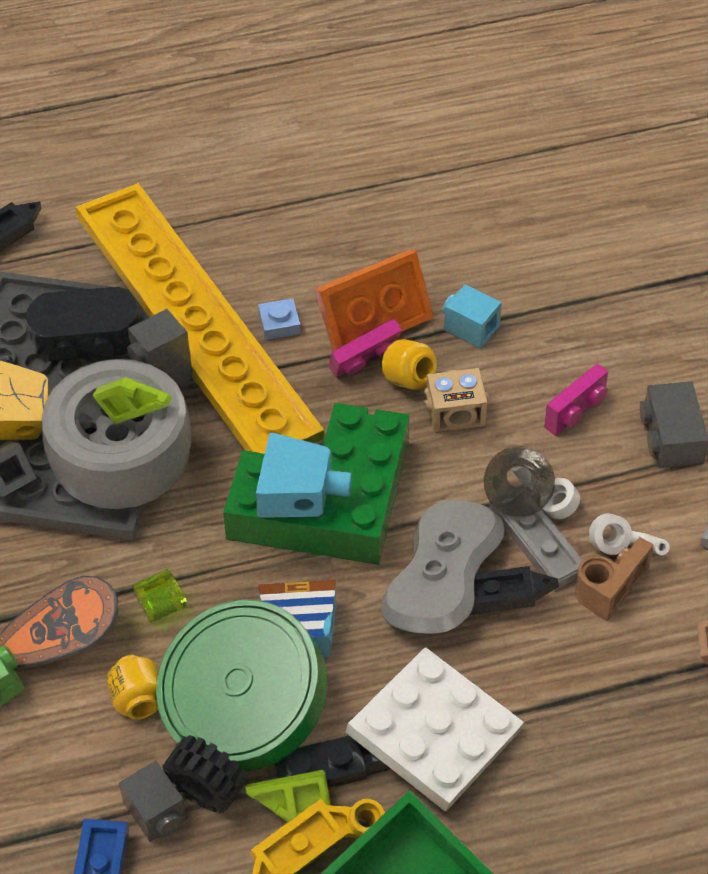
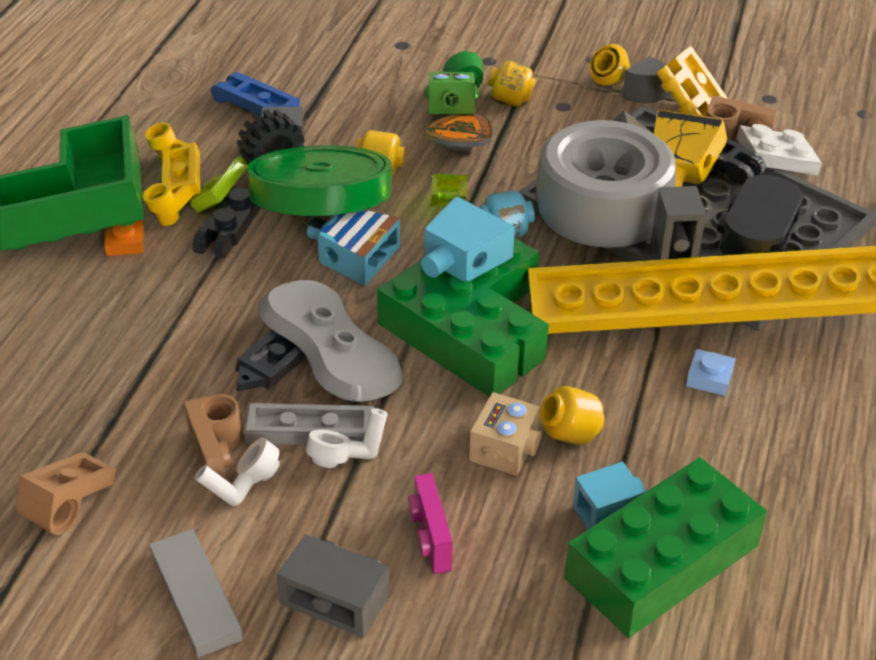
camera: 120 degrees right, 10 degrees down
(129, 399) = (615, 165): lime tile -> none
(180, 521) = (511, 208): none -> medium azure head
(354, 355) = (614, 388): dark pink plate -> none
(374, 297) = (668, 416): orange plate -> none
(434, 728) = (193, 268): white plate -> none
(504, 265) = (663, 546): none -> green brick
(519, 501) = (360, 407): clear smoke piece -> none

